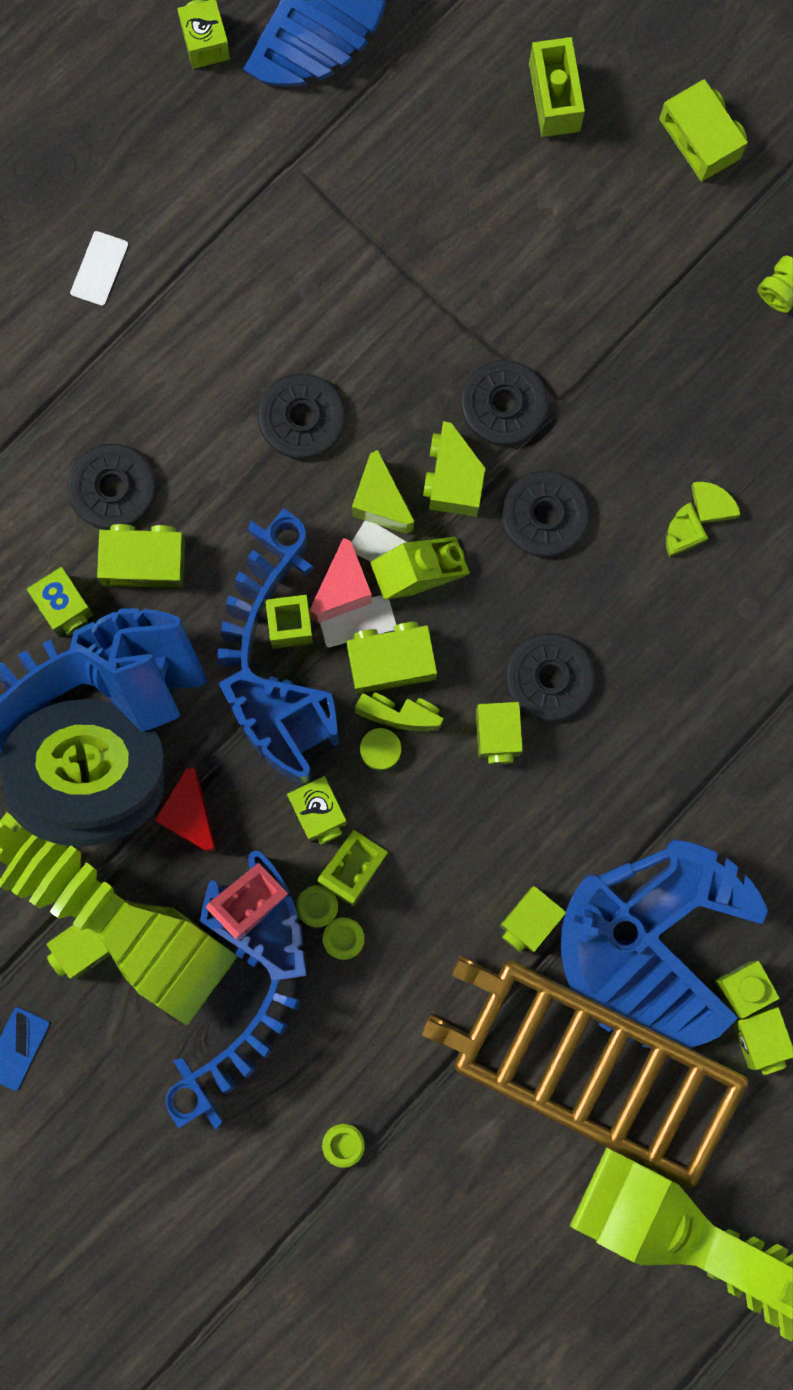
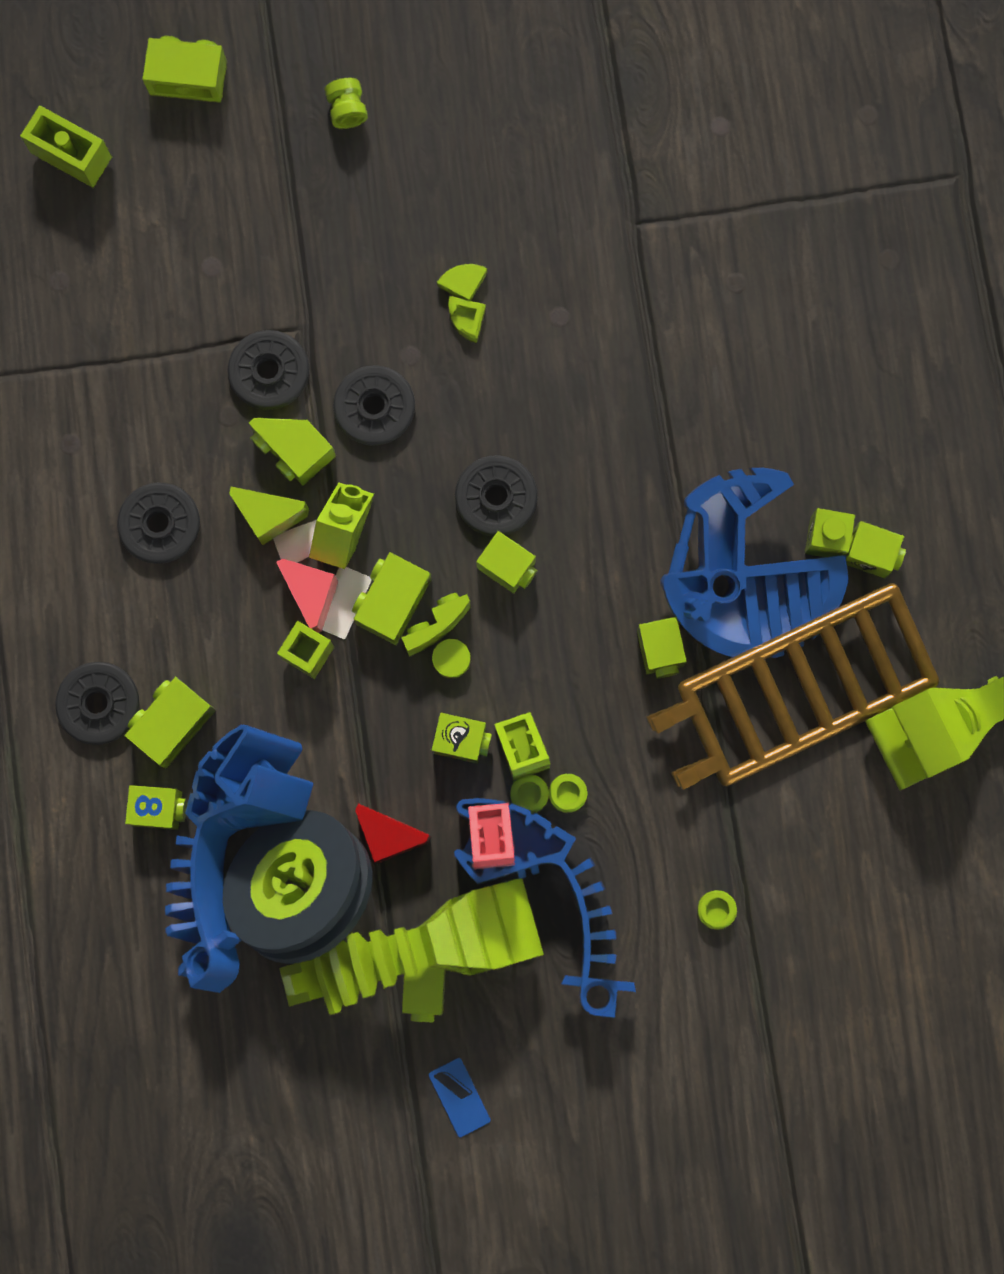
camera: 45 degrees left, 0 degrees up
(274, 715) = (367, 715): blue piece -> none

